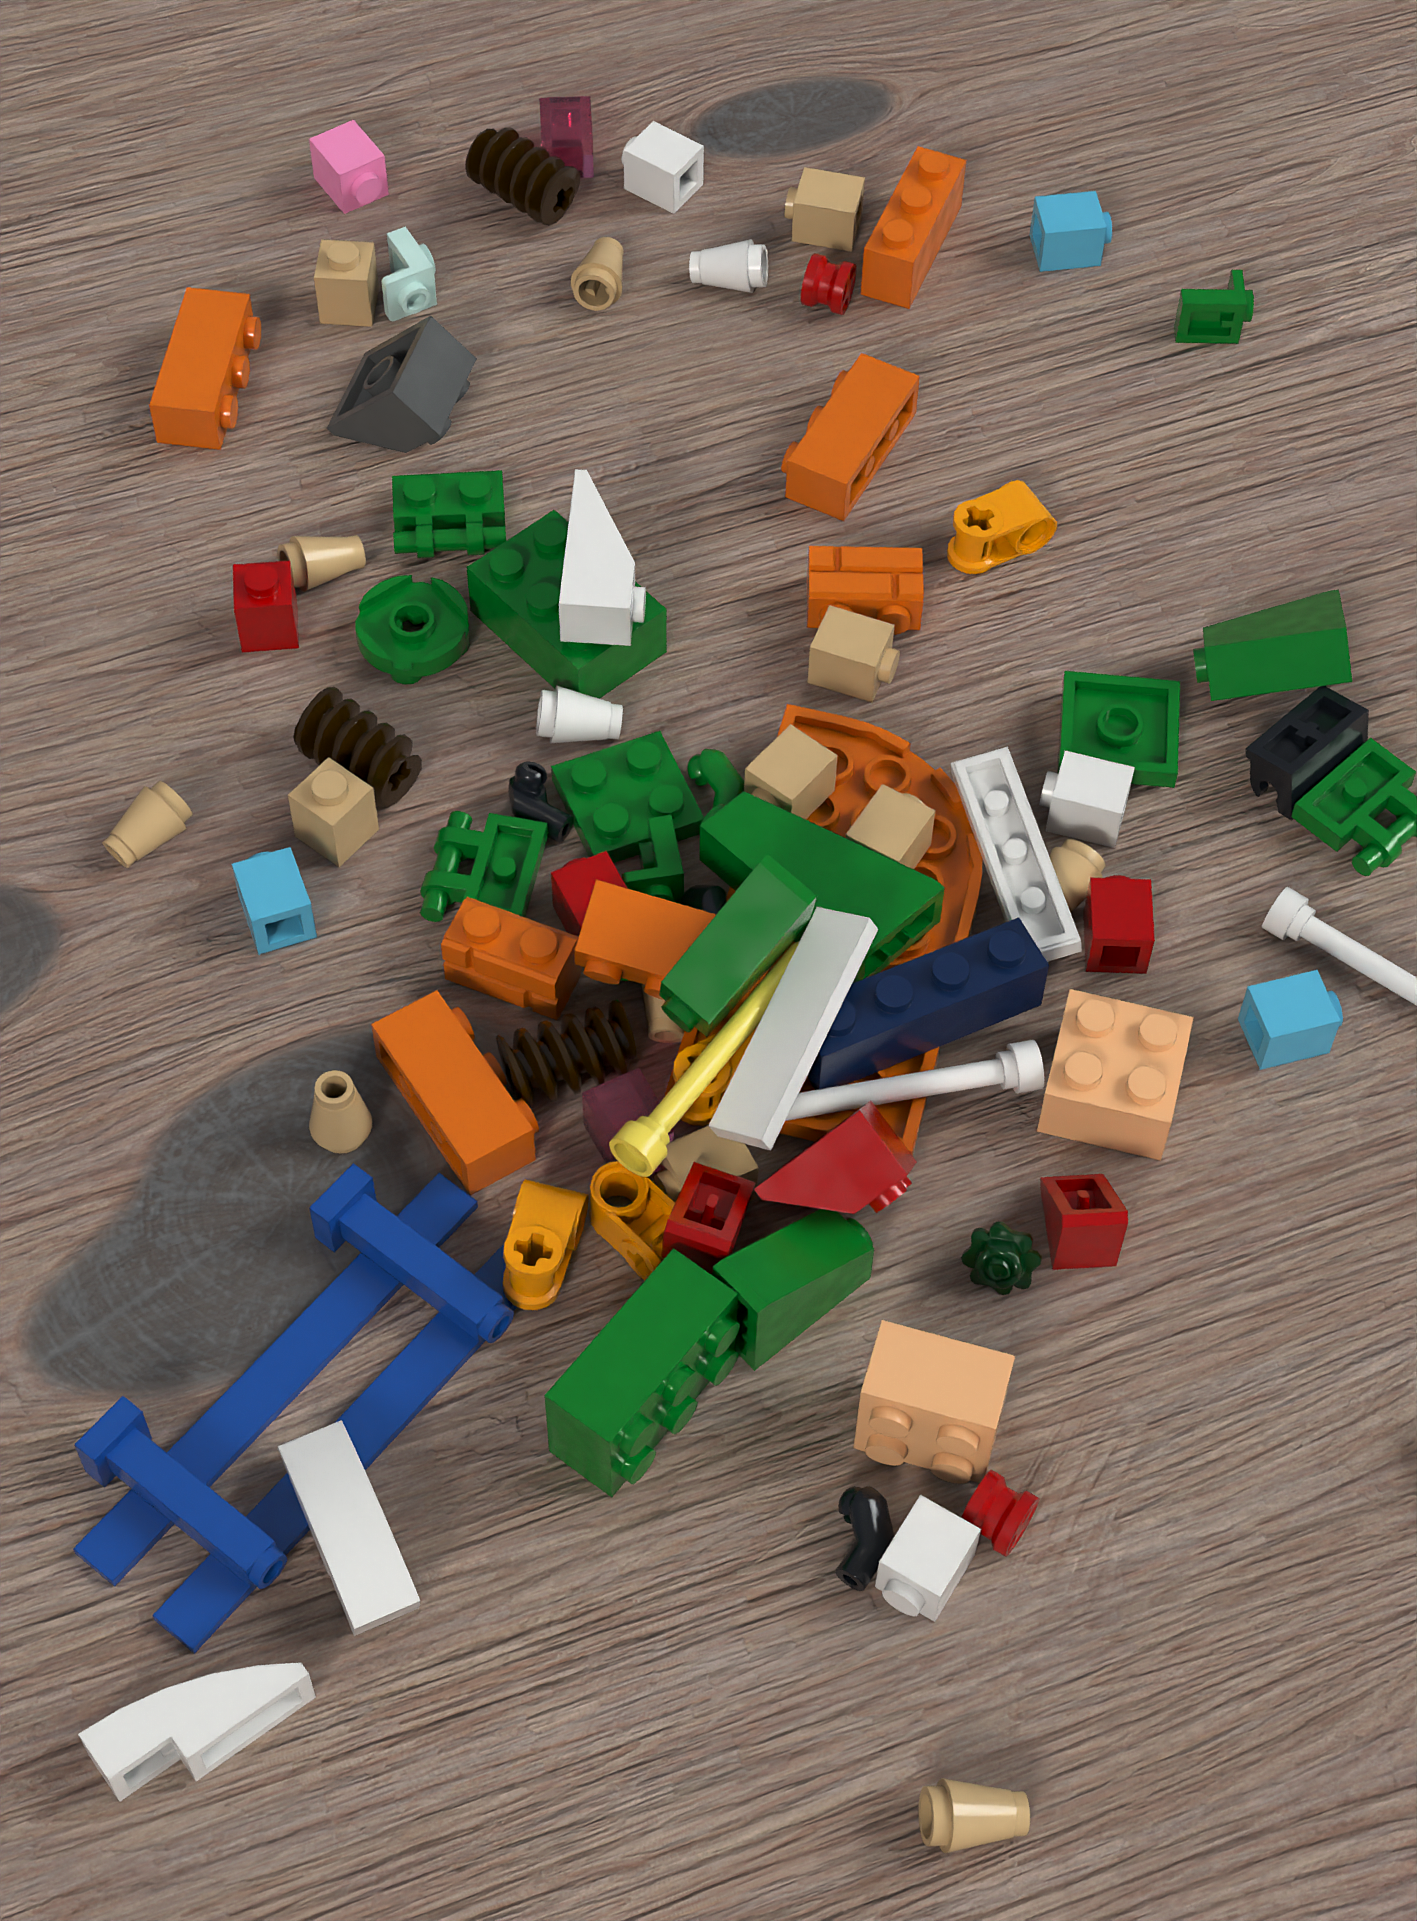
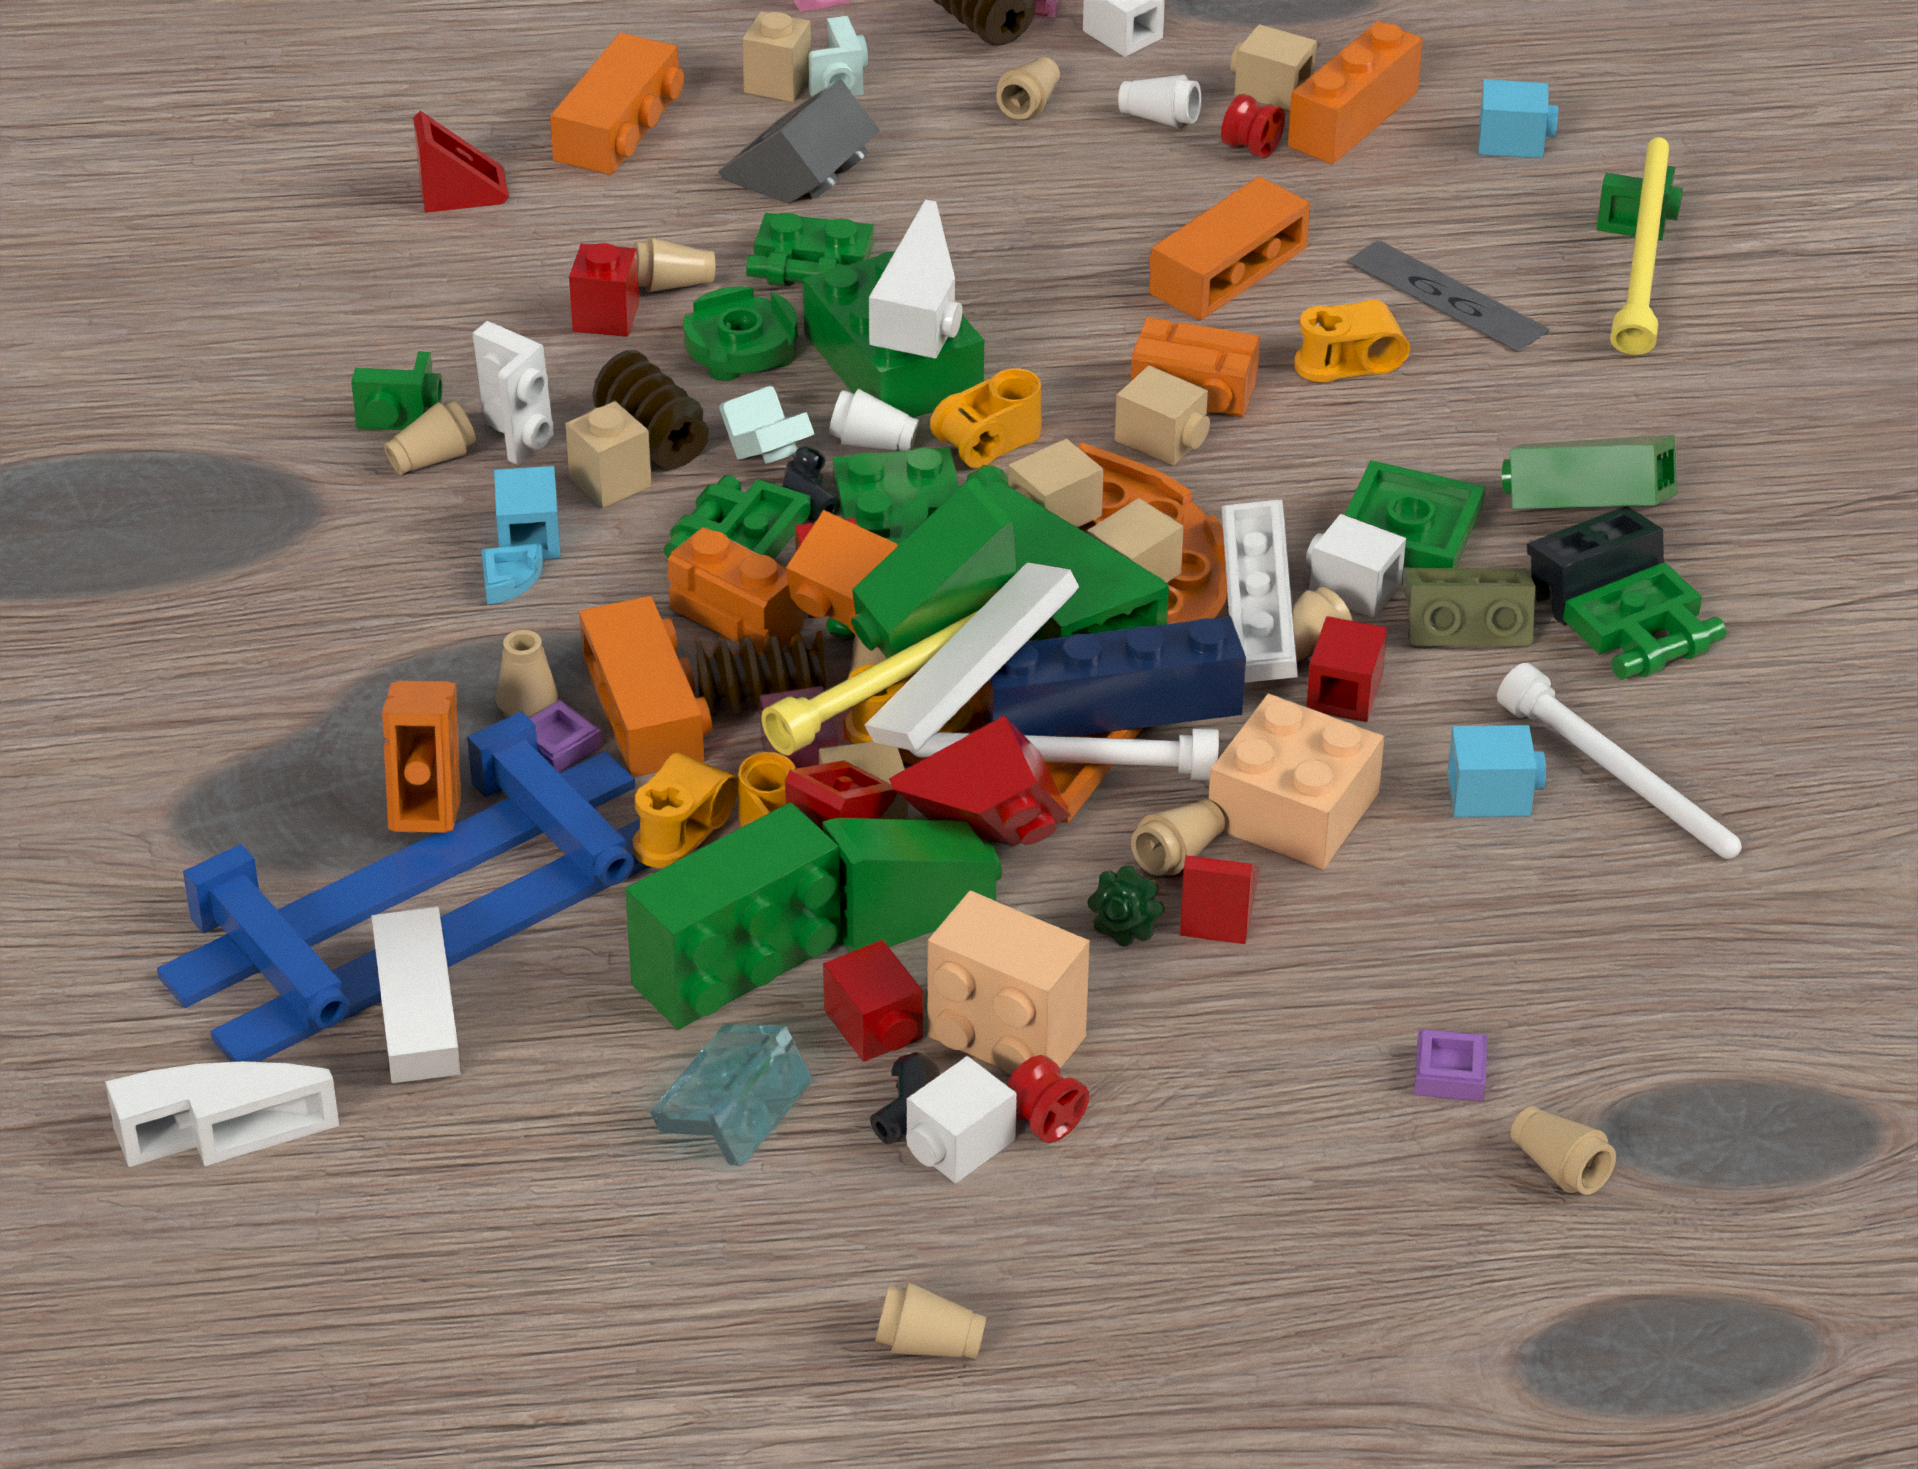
camera: 15 degrees right, 15 degrees down
(68, 482) = (453, 170): none -> red slope
(97, 782) = (395, 397): none -> green bracket
(220, 759) = (513, 389): none -> white bracket
(273, 1246) = (421, 756): none -> orange brick
(274, 968) = (510, 570): none -> medium azure tile
(391, 1163) = (565, 735): none -> medium lavender tile
(473, 748) = (759, 426): none -> light aqua bracket
(685, 693) = (996, 416): none -> light orange piece
(696, 1570) = (736, 1089): none -> clear light blue bracket
(800, 1433) = (873, 1000): none -> red brick
(1021, 1162) = (1169, 835): none -> tan cone
(1064, 447) = (1448, 295): none -> flat silver sticker
(1205, 820) = (1469, 606): none -> olive bracket
(1254, 457) = (1635, 324): none -> light yellow piece
(1352, 1372) = (1450, 1065): none -> medium lavender tile

